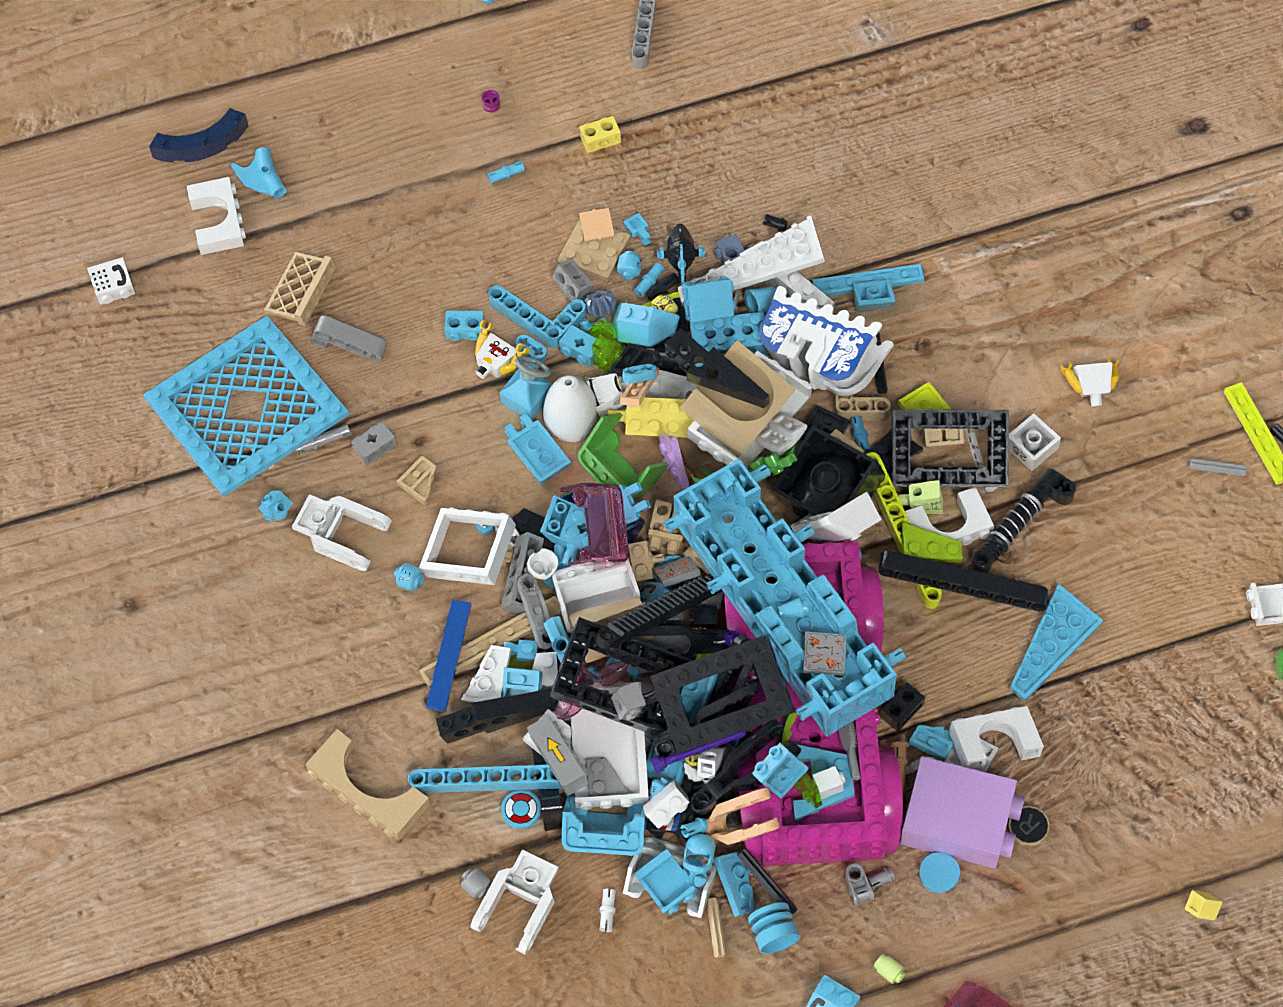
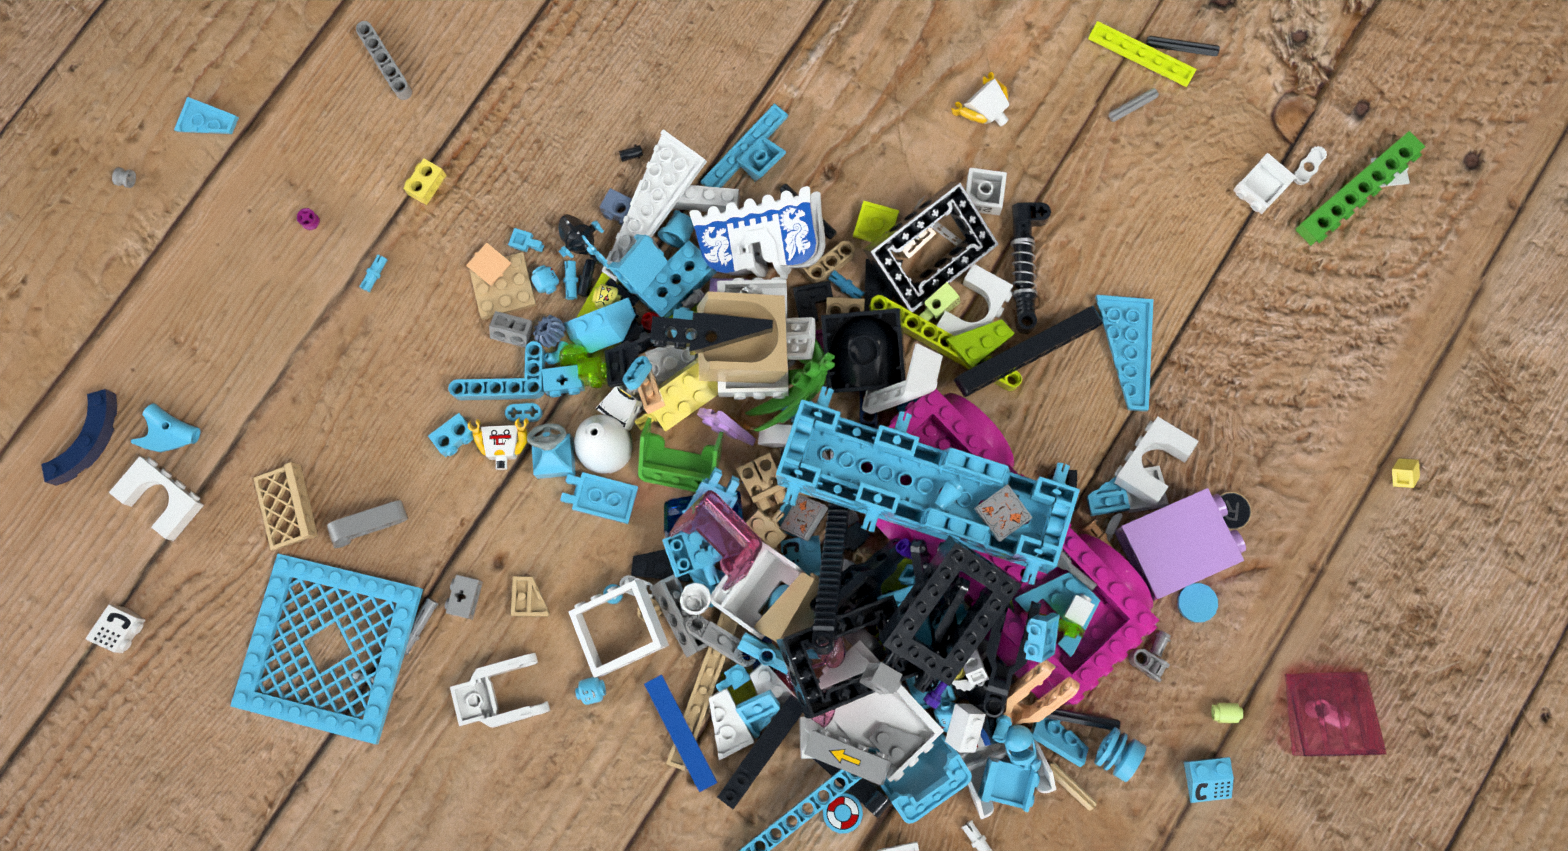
camera: 35 degrees left, 15 degrees up
(275, 506) = (428, 717): medium azure brick -> none

